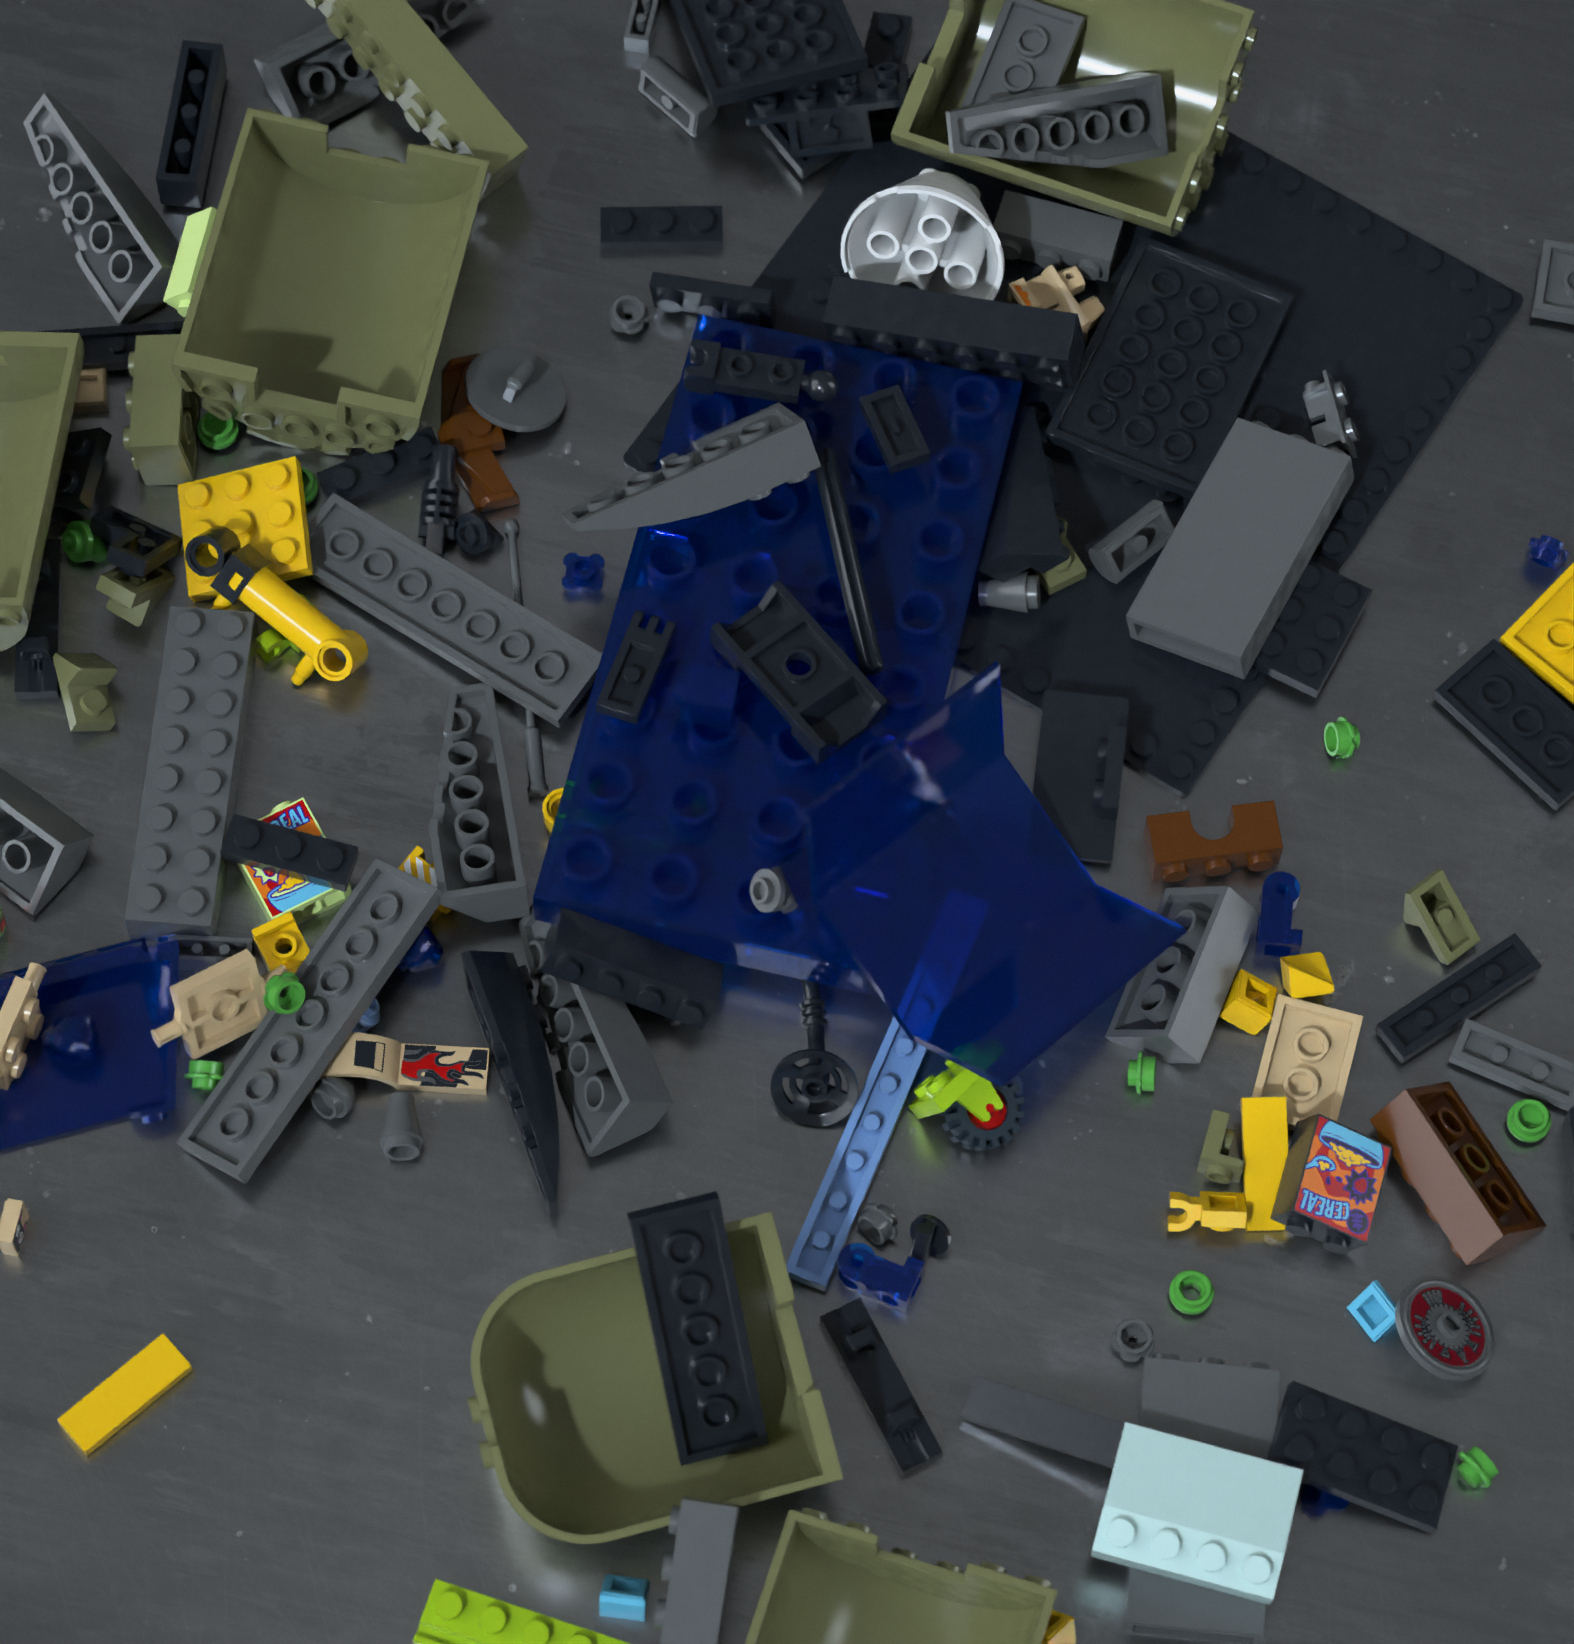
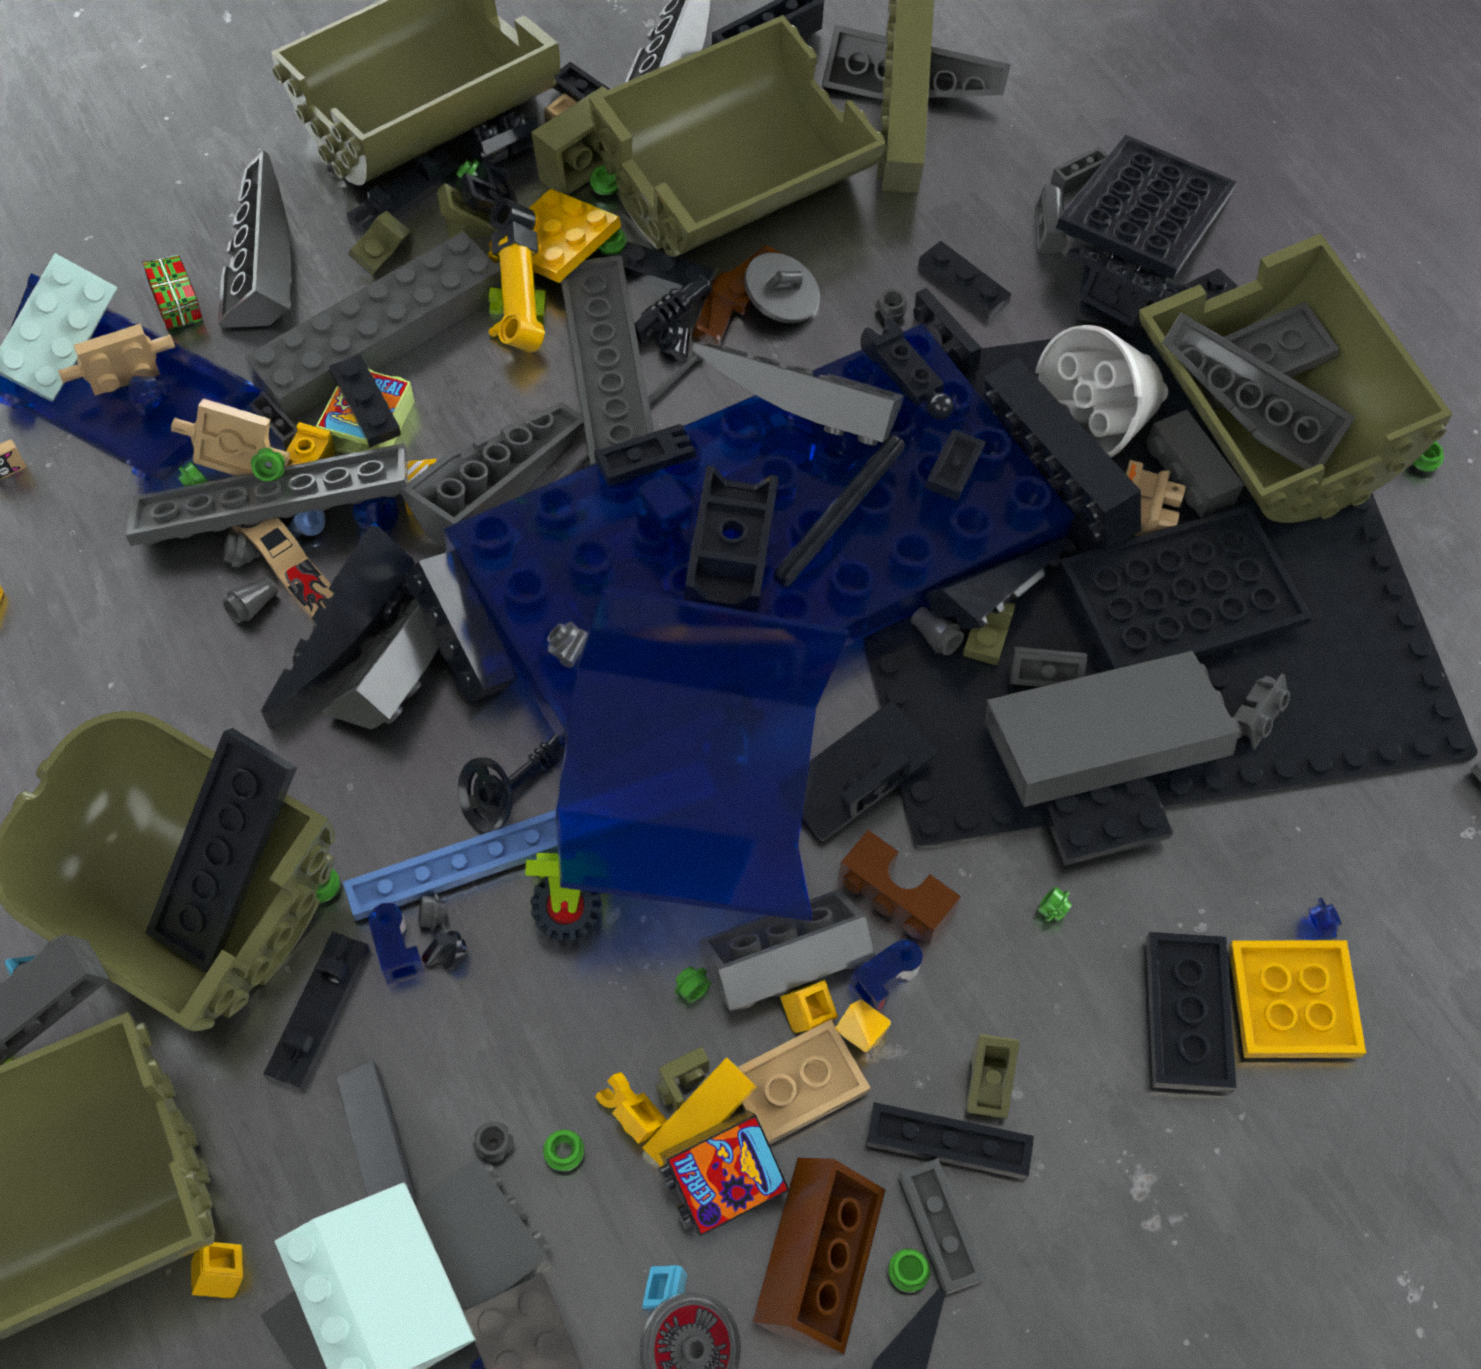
camera: 45 degrees right, 5 degrees down
(583, 583) = (705, 401): clear blue plate -> none

